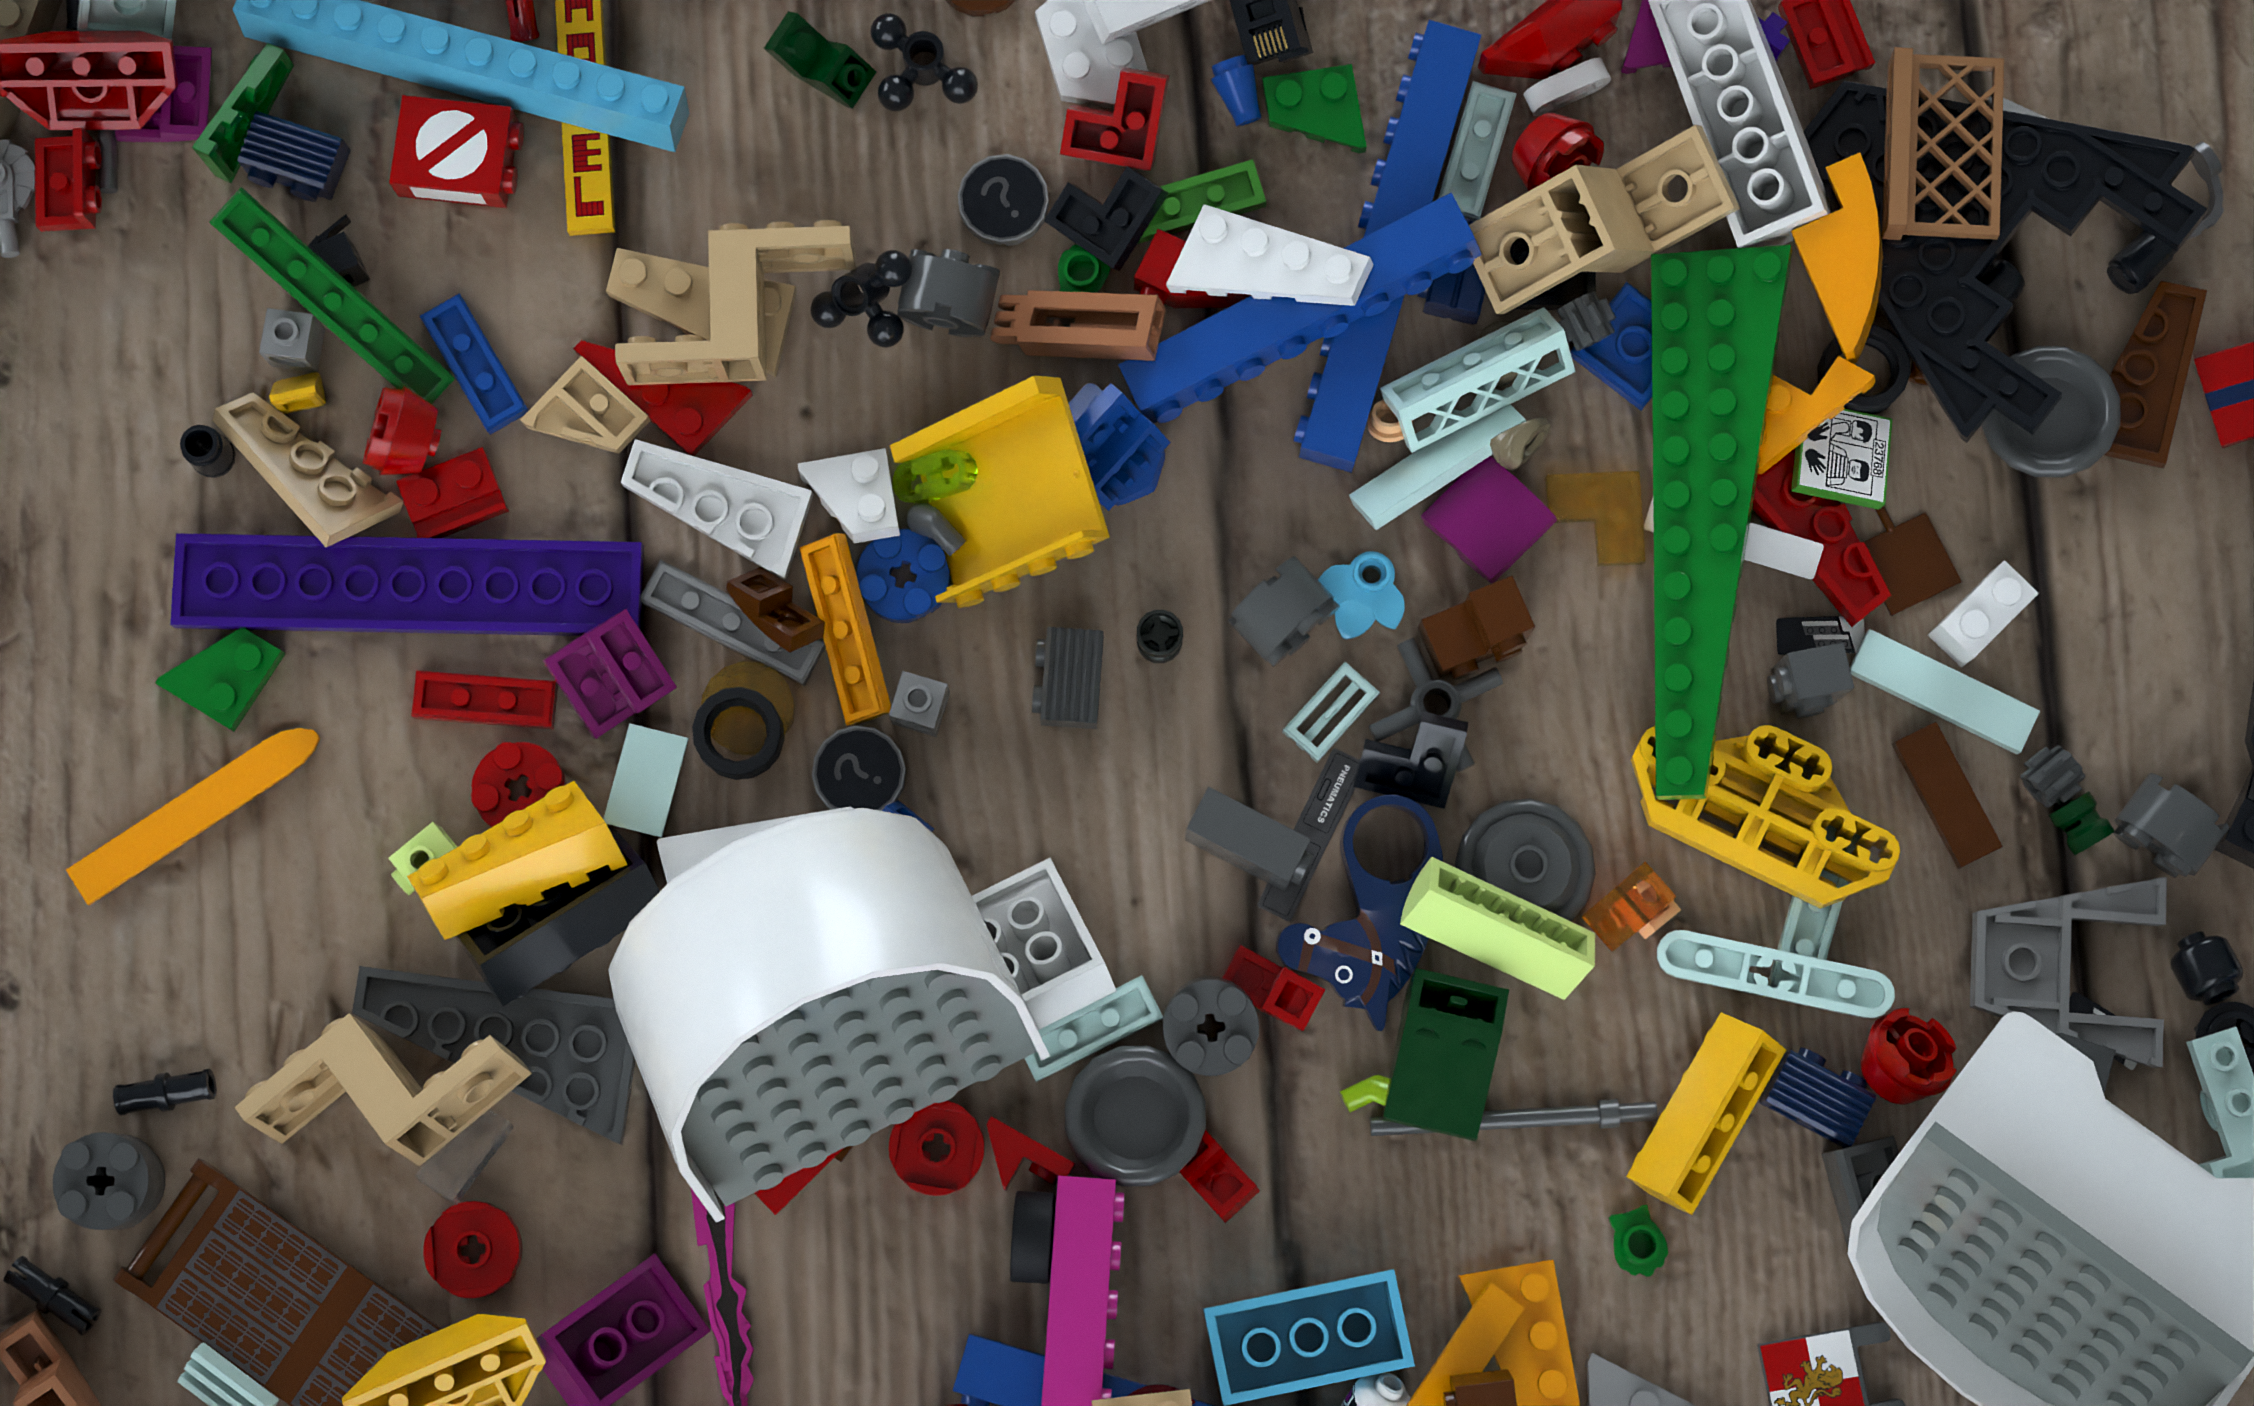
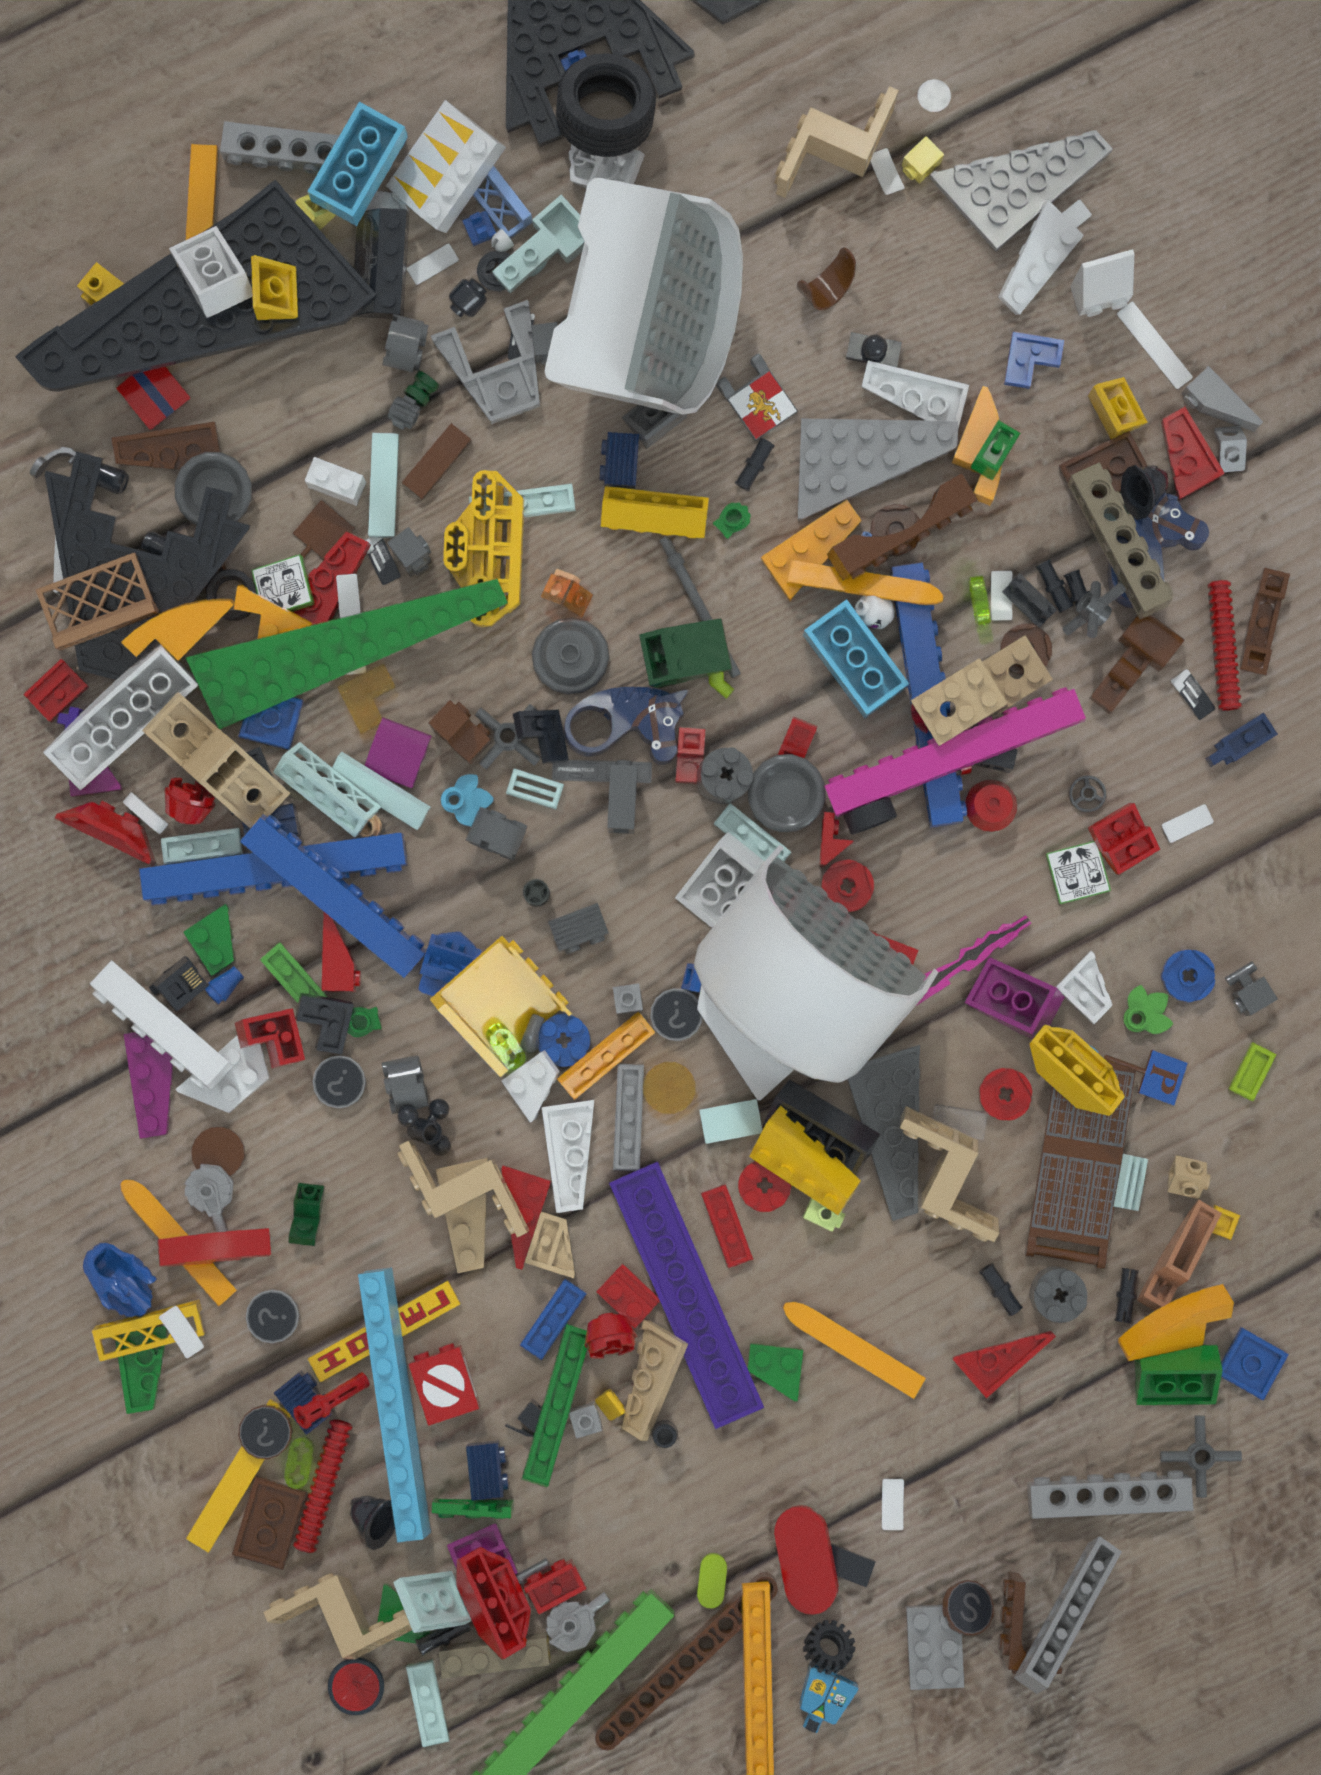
camera: 115 degrees left, 5 degrees up
(51, 1029) = (997, 1363): none -> red wing
(609, 673) = (685, 1166): magenta slope -> none
(732, 698) = (691, 1064): black tyre -> none
(770, 608) = (611, 1102): reddish brown slope -> none
(896, 91) = (306, 1164): black piece -> none
(1103, 326) = (389, 996): nougat hinge -> none
(1264, 261) = (318, 928): white wing -> none
(1499, 929) = (609, 653): yellowish green brick -> none
(1510, 444) = (355, 755): dark tan piece -> none
(1586, 320) = (271, 746): dark grey gear -> none
(1716, 1322) = (754, 464): none -> black pin
(1821, 984) = (564, 482): light aqua piece -> none
(1907, 1058) = (581, 424): red cone -> none

